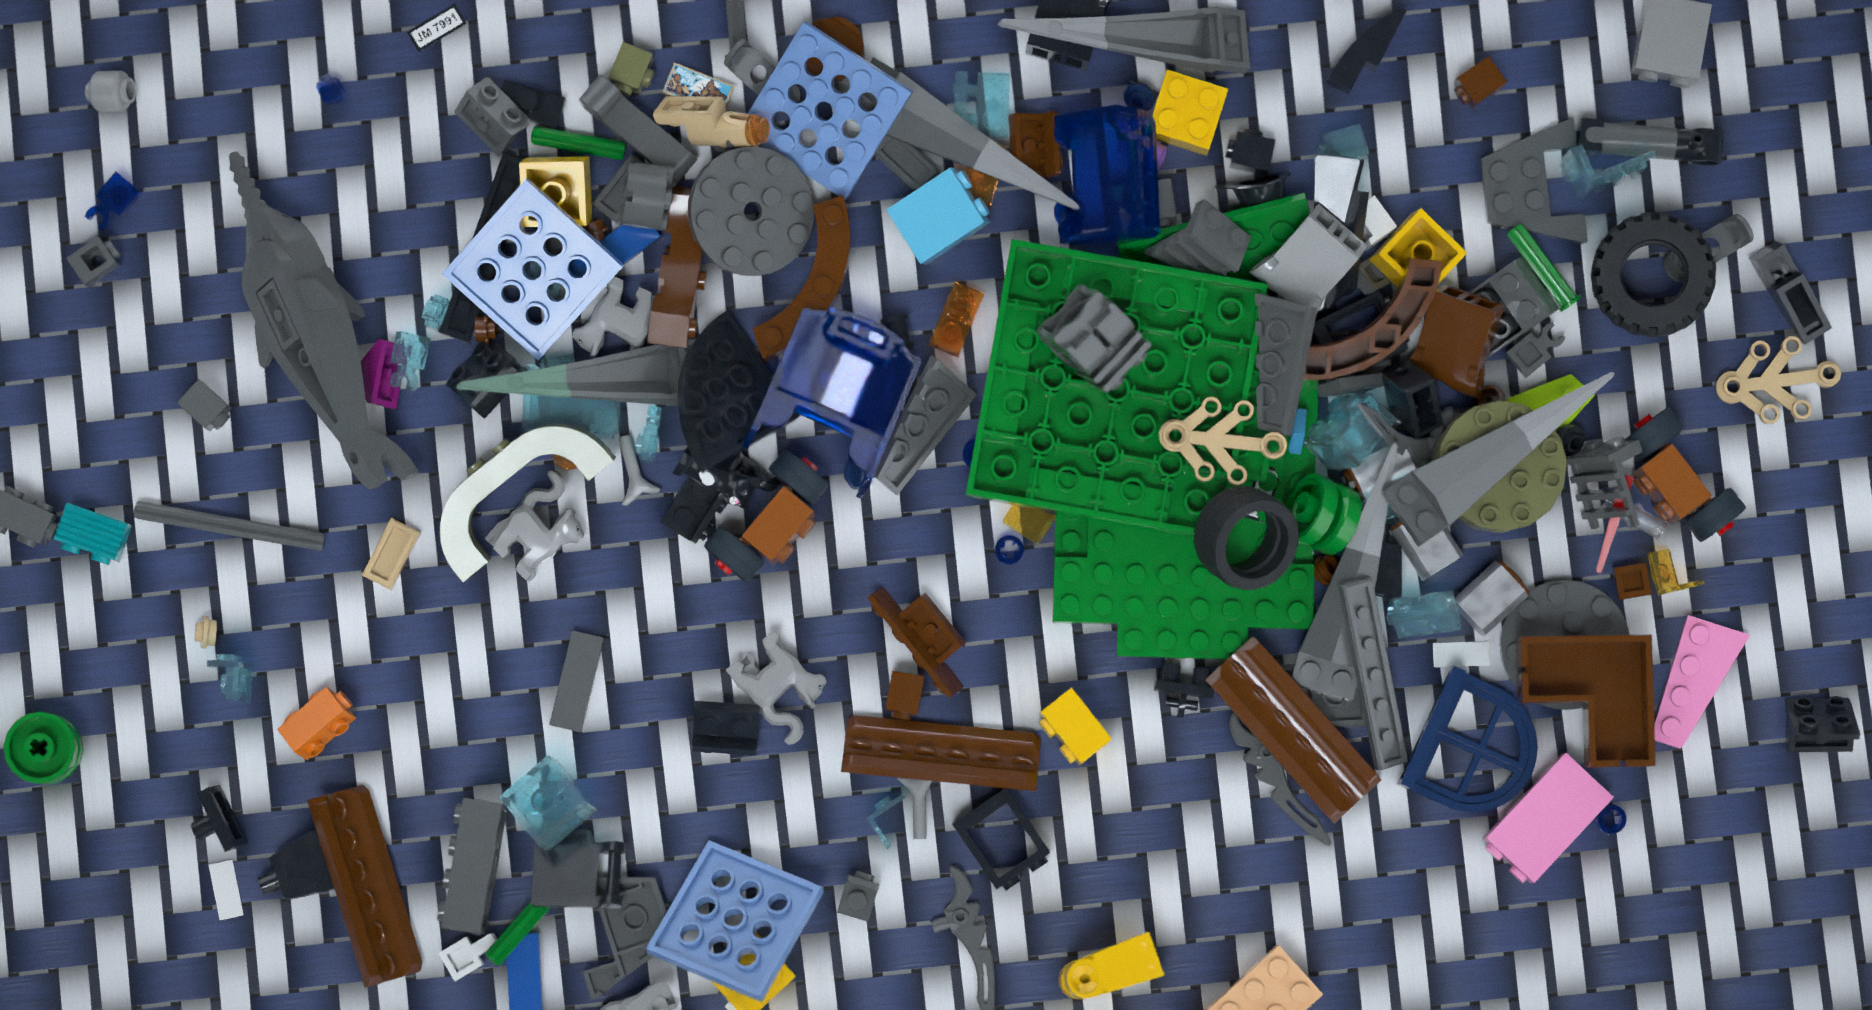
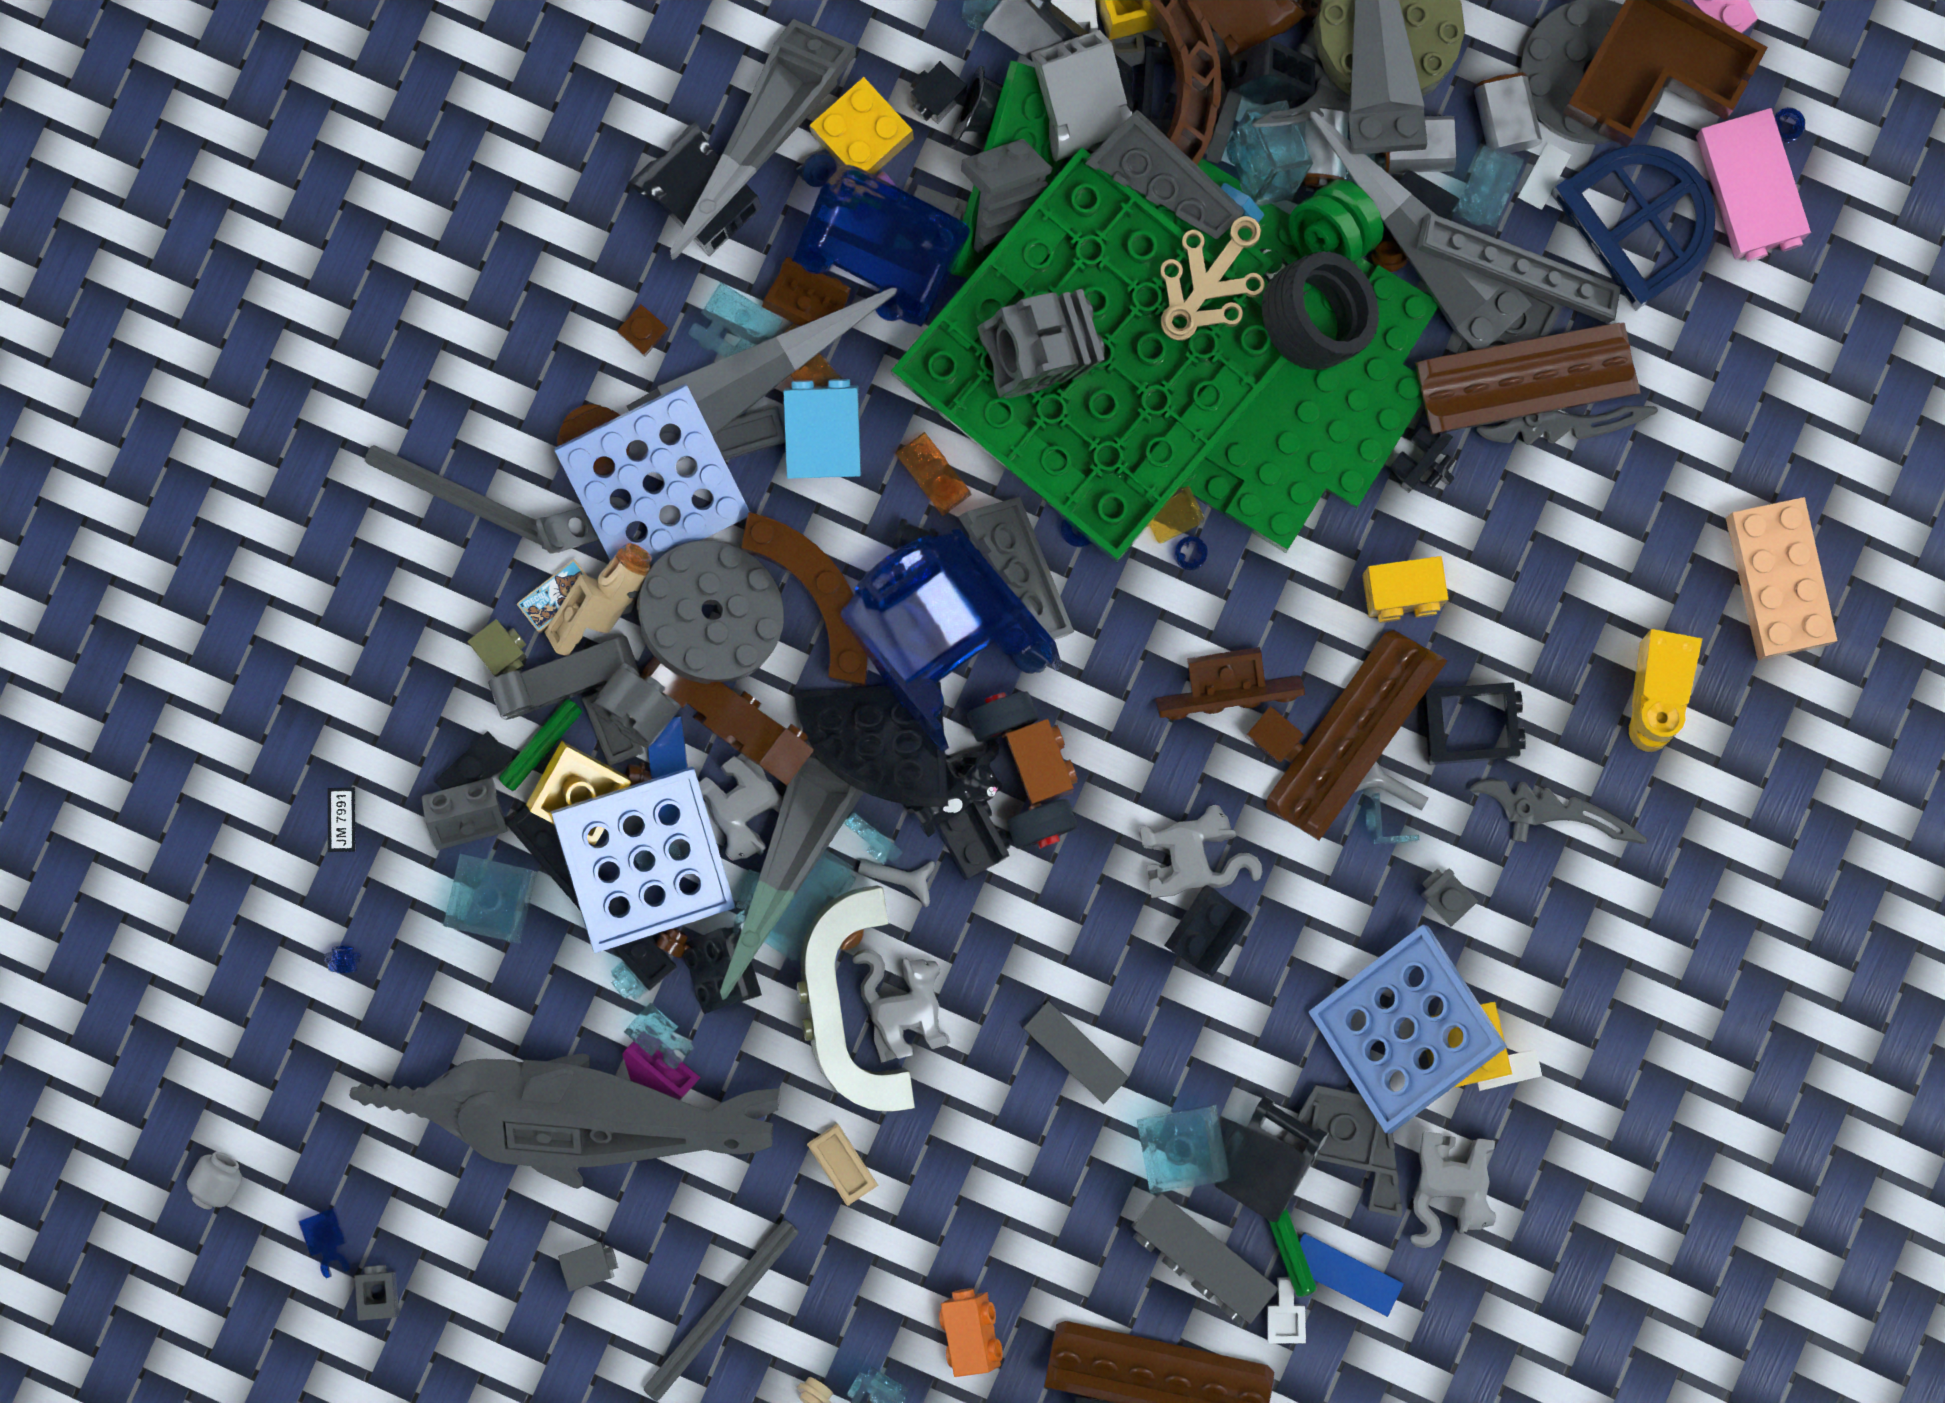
camera: 55 degrees left, 0 degrees up
(438, 172) = (490, 898): none -> clear light blue brick
(938, 36) = (642, 330): none -> reddish brown plate

